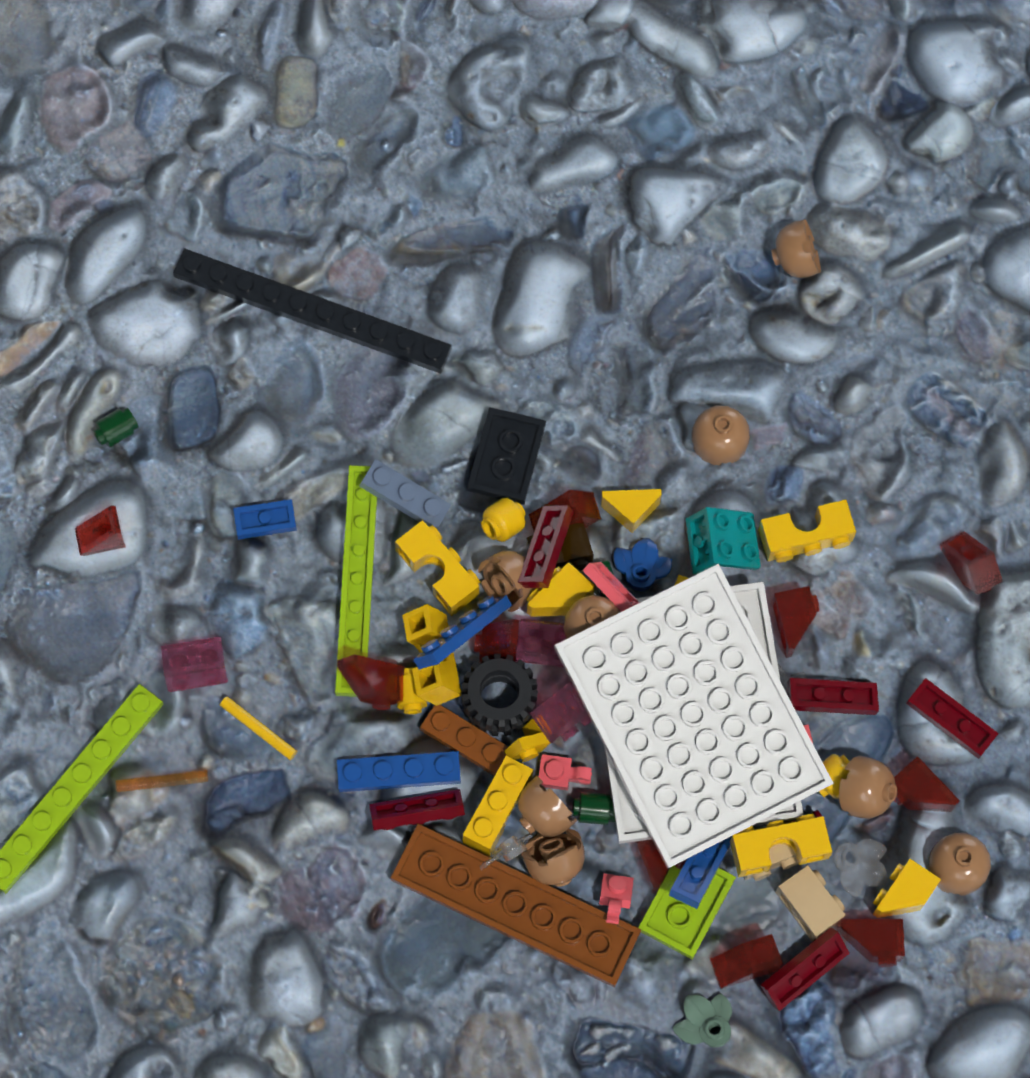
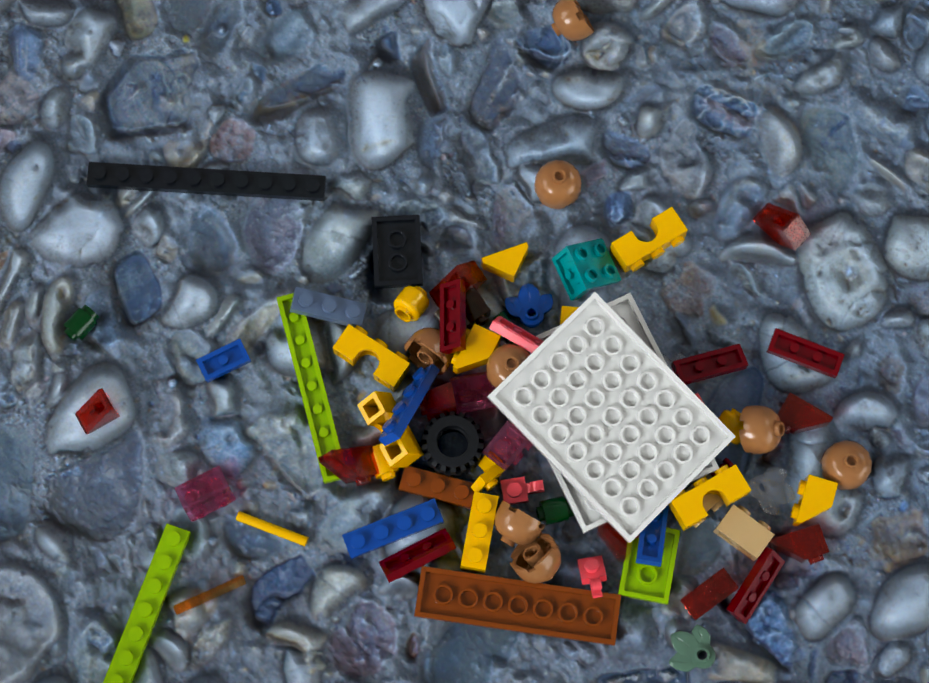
camera: 15 degrees left, 5 degrees up
(508, 849) = (499, 566): clear plate -> none
(794, 616) = (660, 310): clear red slope -> none

